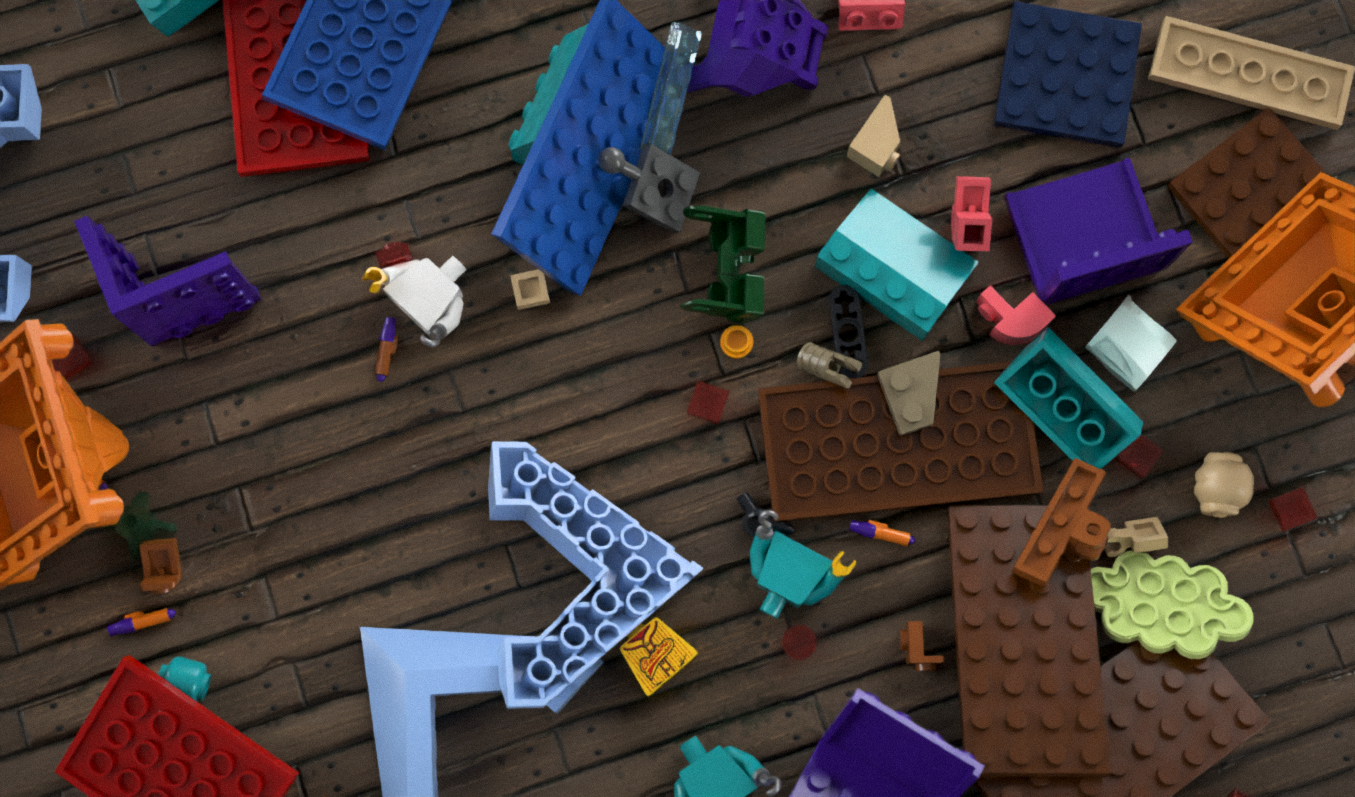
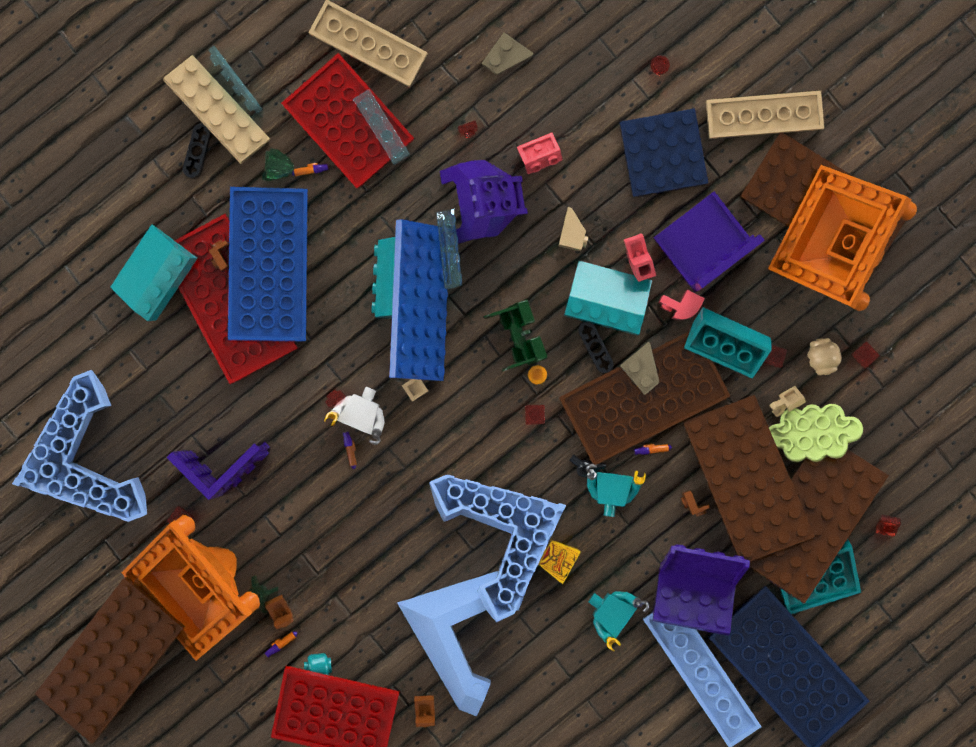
camera: 20 degrees left, 10 degrees up
(643, 191) = (456, 312): dark grey plate -> none
(799, 642) = (630, 523): clear red plate -> none
(826, 364) = (590, 370): dark tan hinge -> none
(1066, 525) = (748, 411): dark orange plate -> none
(1131, 344) = (750, 296): light aqua slope -> none

